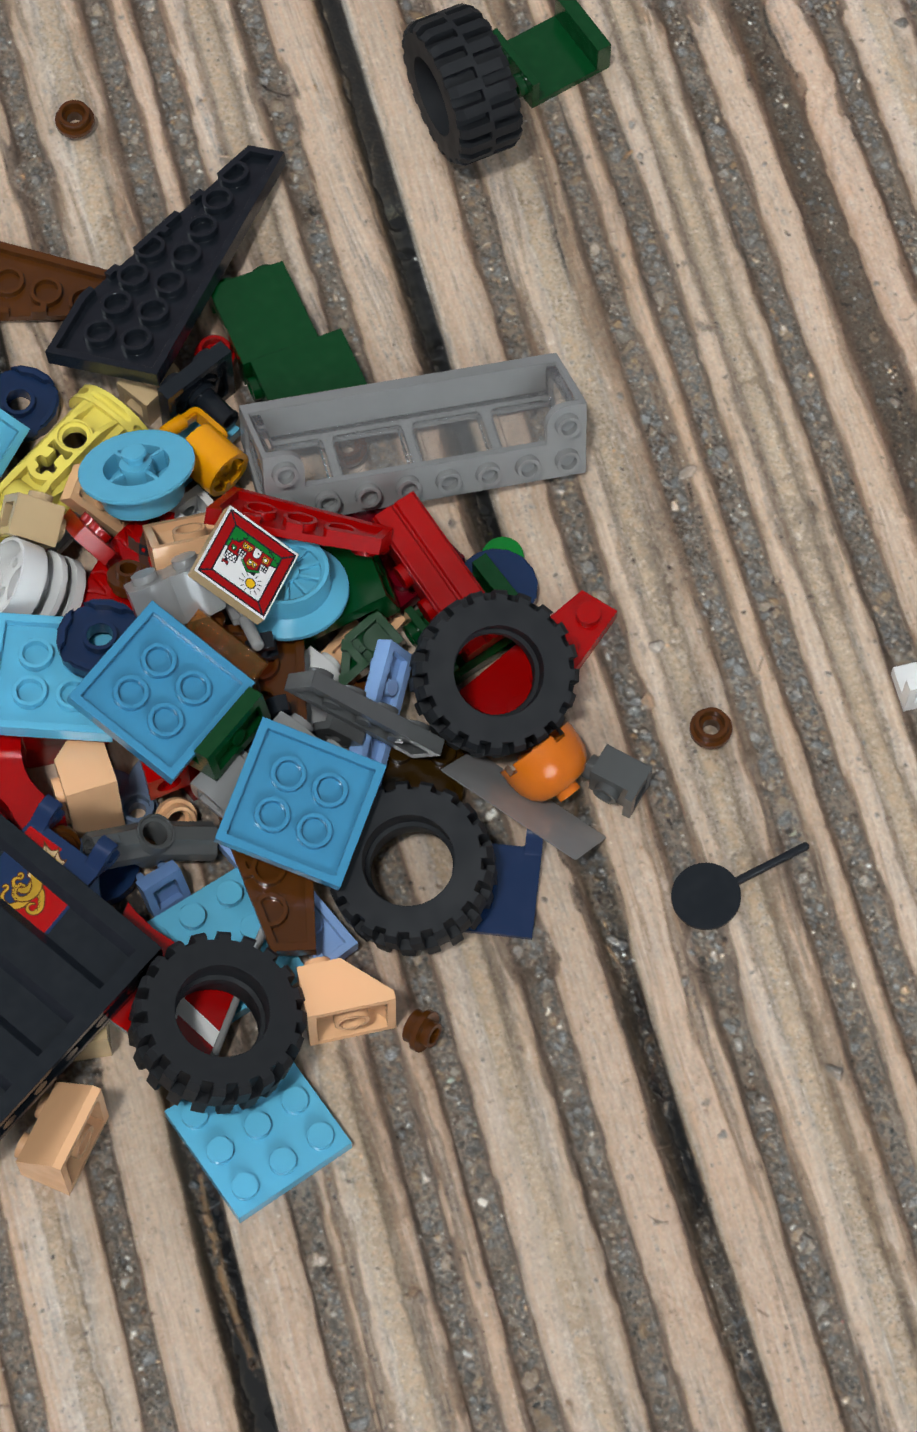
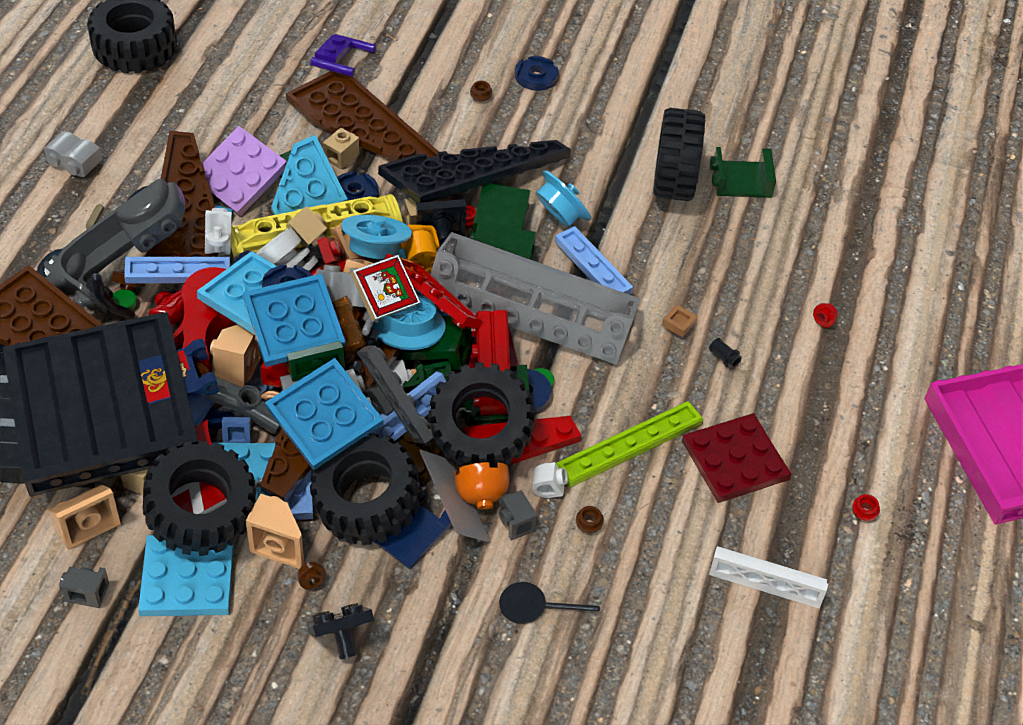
camera: 30 degrees right, 15 degrees down
(133, 55) = (538, 82): none -> dark blue tile
(142, 1232) = (84, 586): none -> dark grey brick
(341, 254) = (561, 200): none -> medium azure wheel
(444, 327) = (591, 261): none -> light blue plate
(517, 1074) = (341, 625): none -> black plate
(623, 704) = (549, 480): none -> white plate
(624, 353) = (679, 320): none -> medium nougat plate
(682, 584) = (630, 443): none -> lime tile
(717, 368) = (729, 356): none -> black pin
(807, 228) = (825, 314): none -> red plate
(830, 520) = (736, 457): none -> dark red plate

